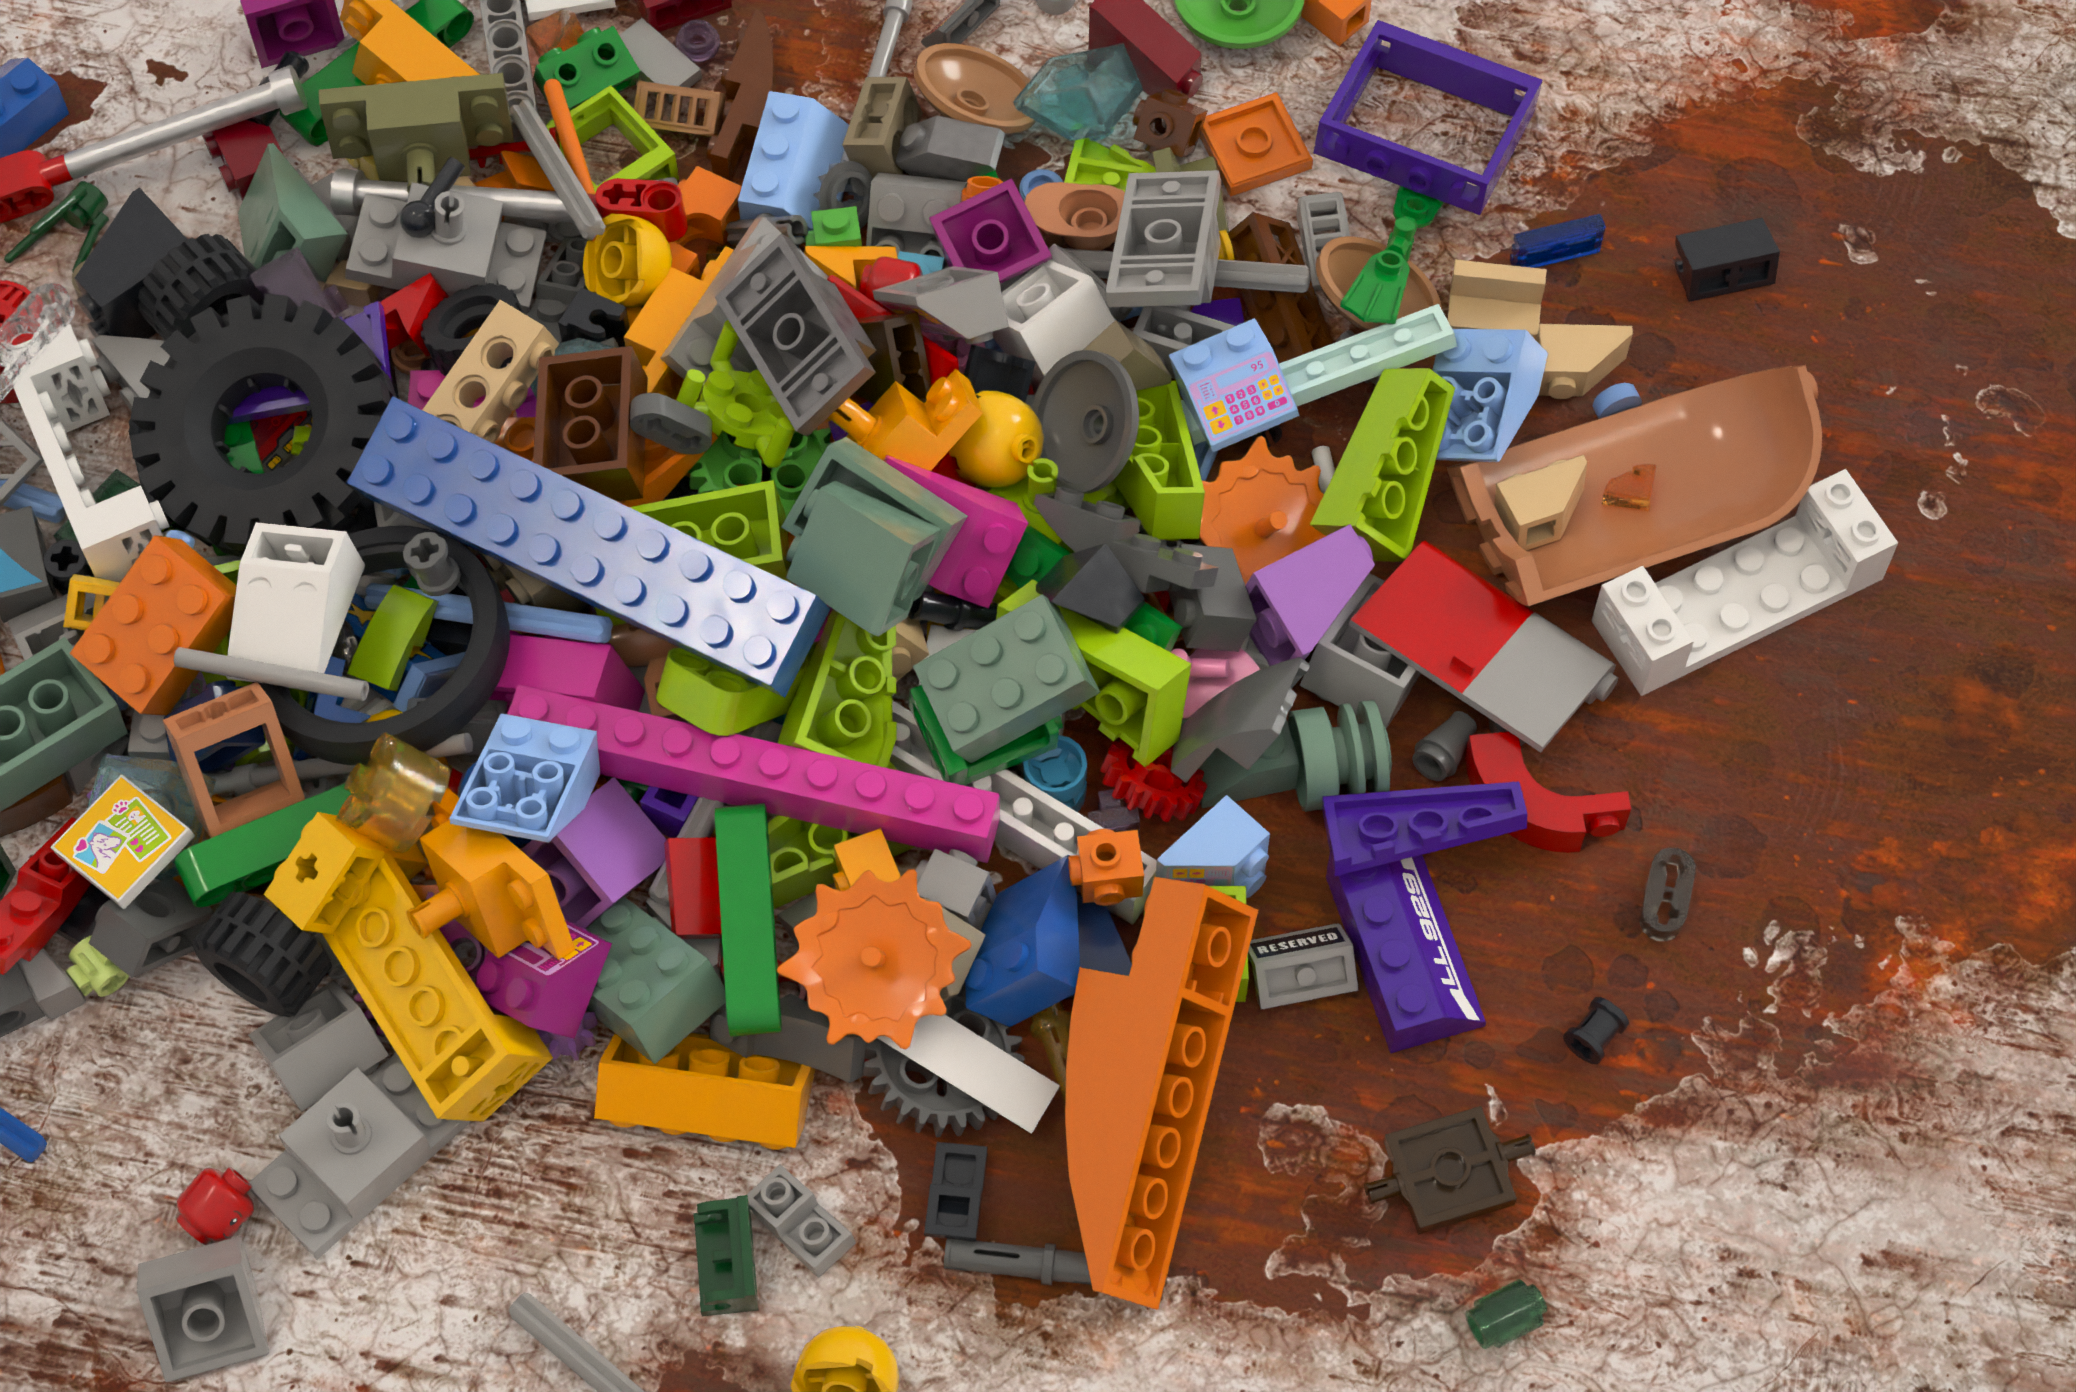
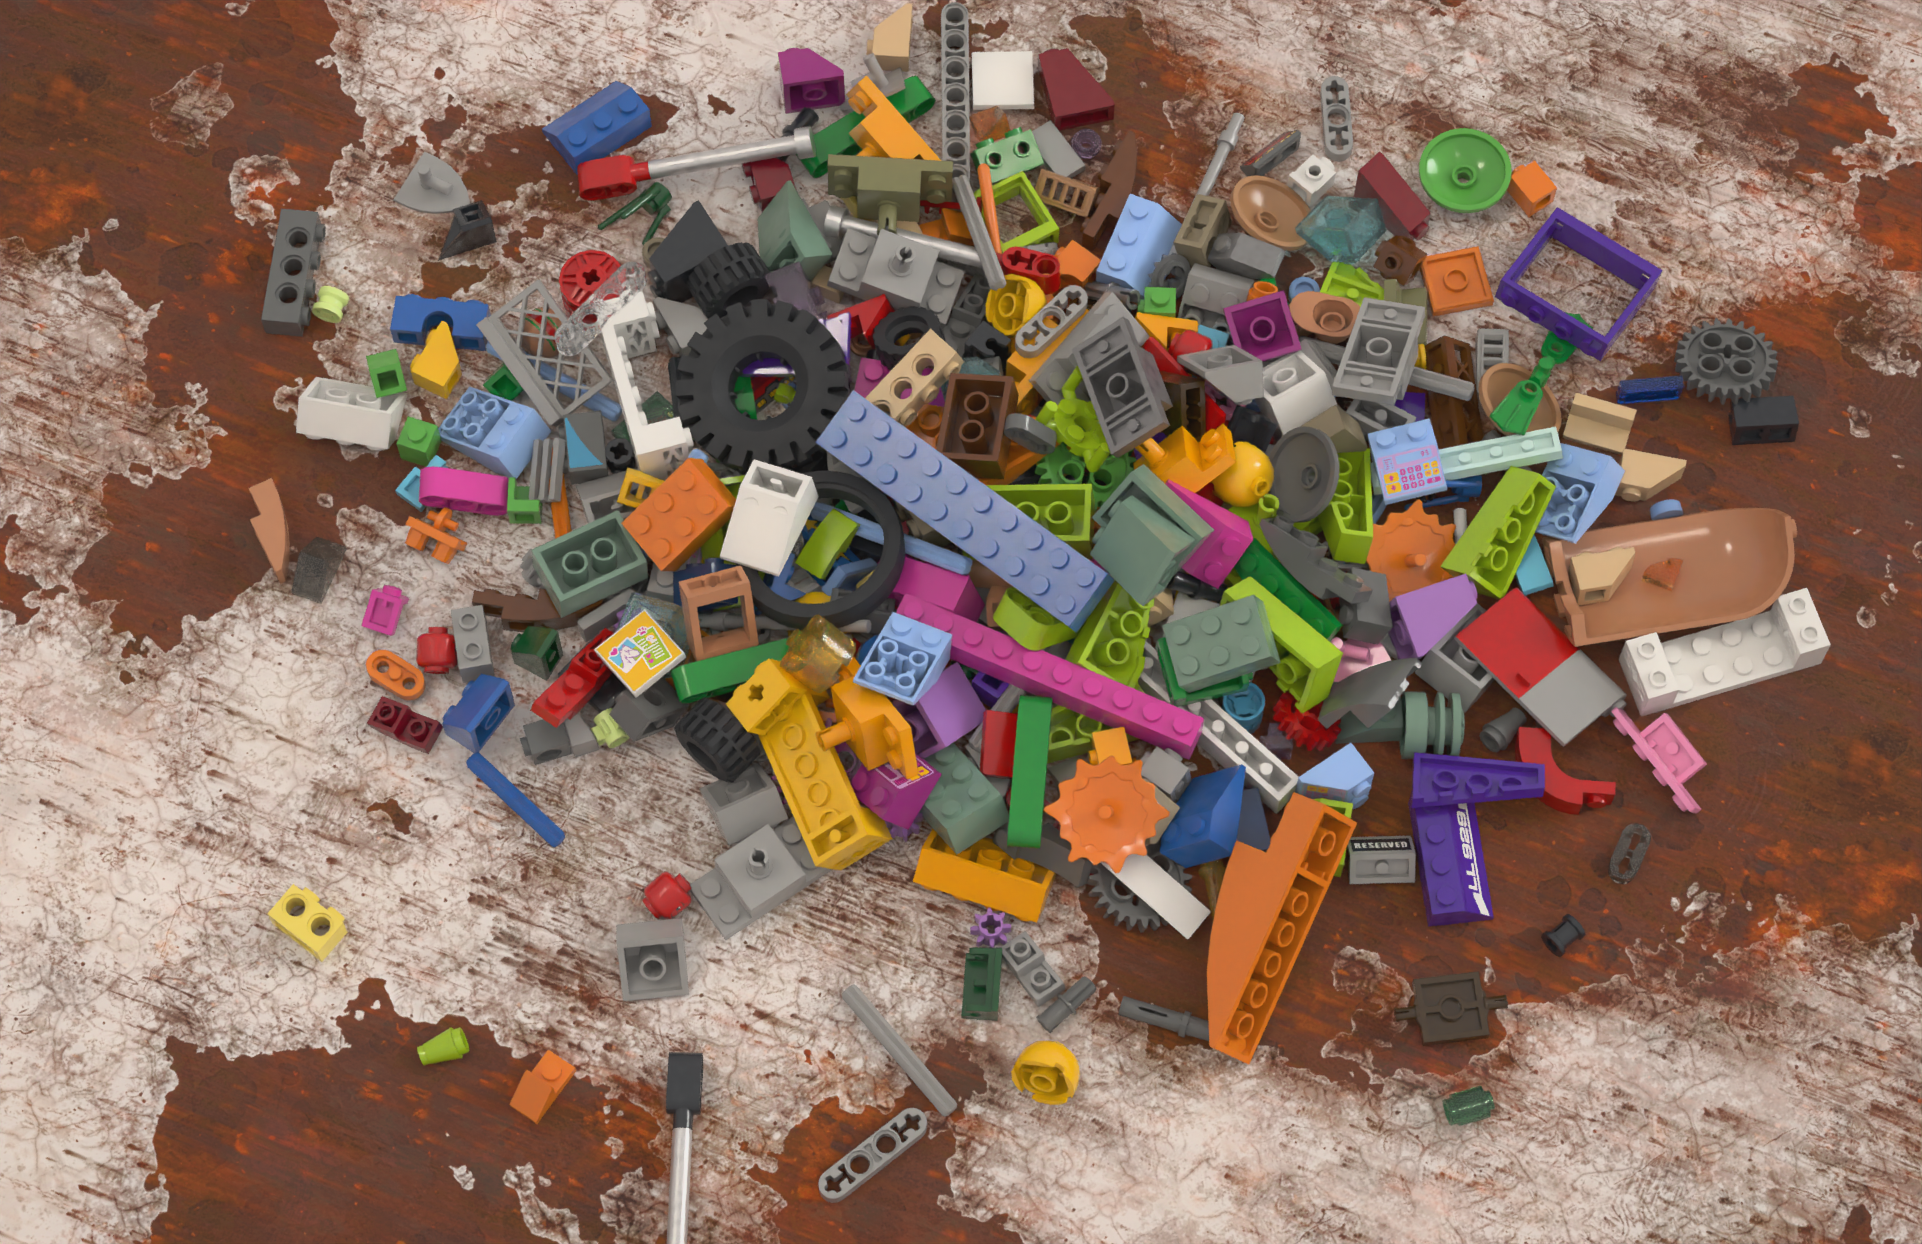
camera: 10 degrees right, 5 degrees up
(65, 802) = (603, 616): none -> light grey tile
(271, 674) = (750, 562): light grey piece -> none
(419, 215) = (883, 254): black bar -> none
(435, 570) = (863, 506): dark grey bush -> none
(678, 292) = (1055, 308): none -> light grey beam
(723, 1155) = (981, 930): none -> medium lavender gear
(861, 1265) = (1066, 1004): none -> dark grey axle
(956, 1191) = (1134, 967): black slope -> none
(1026, 39) = (1311, 187): none -> white brick
(1093, 587) = (1287, 590): black slope -> none
(1107, 866) = (1265, 777): orange brick -> none
(1321, 414) = (1464, 489): none -> blue plant
(1444, 514) = (1533, 571): none -> medium azure slope
(1657, 188) = (1726, 361): none -> dark grey gear
(1694, 736) = (1667, 751): none -> bright pink bracket

